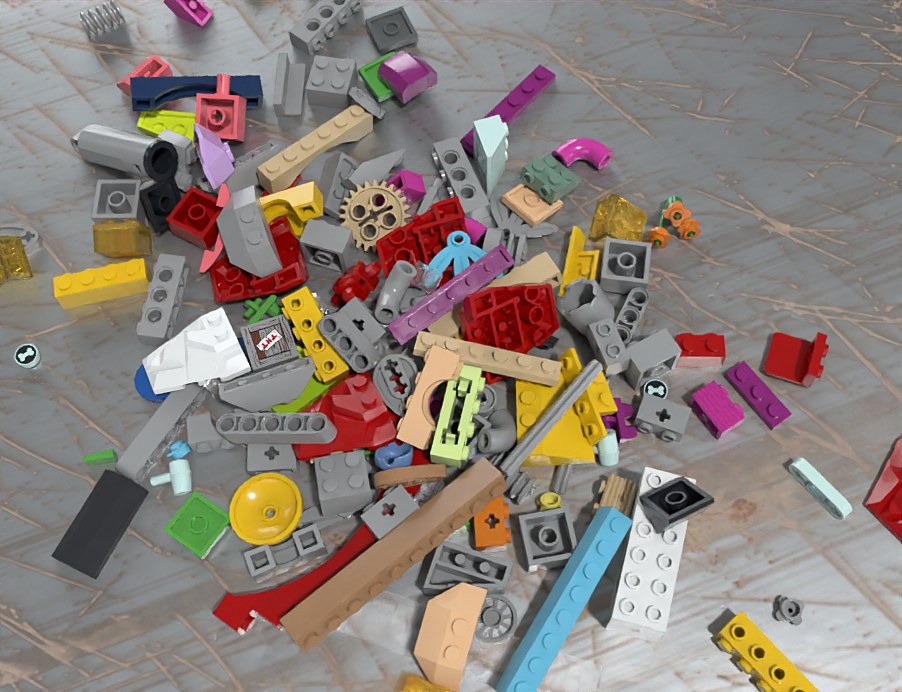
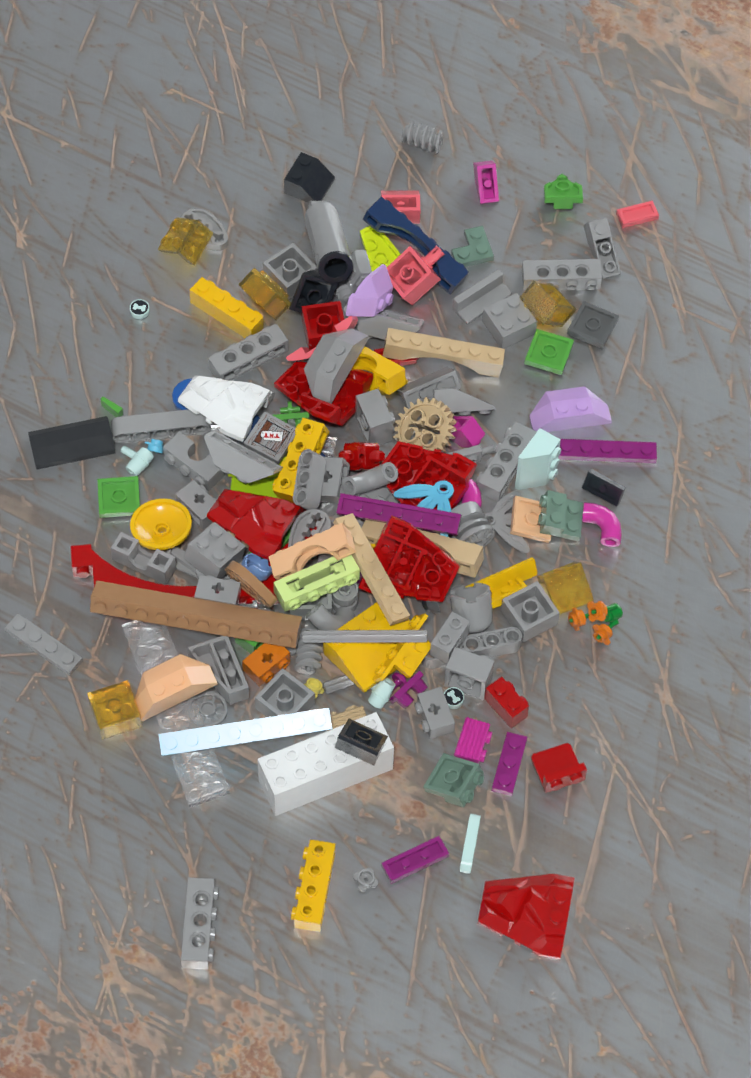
camera: 45 degrees right, 5 degrees down
(48, 127) = (308, 179): none -> black slope
(239, 428) = (213, 484): light grey beam -> none
(241, 57) = (478, 248): none -> sand green plate
(346, 42) = (547, 303): none -> clear yellow brick
(367, 102) = (510, 355): light grey tile -> none
(407, 75) = (558, 362): magenta slope -> none
(426, 277) = (398, 490): clear slope -> none
(452, 103) = (569, 410): none -> lavender wedge
(549, 128) = (603, 487): none -> black plate
(744, 452) = (455, 779): none -> sand green plate
(802, 550) = (415, 859): none -> magenta plate

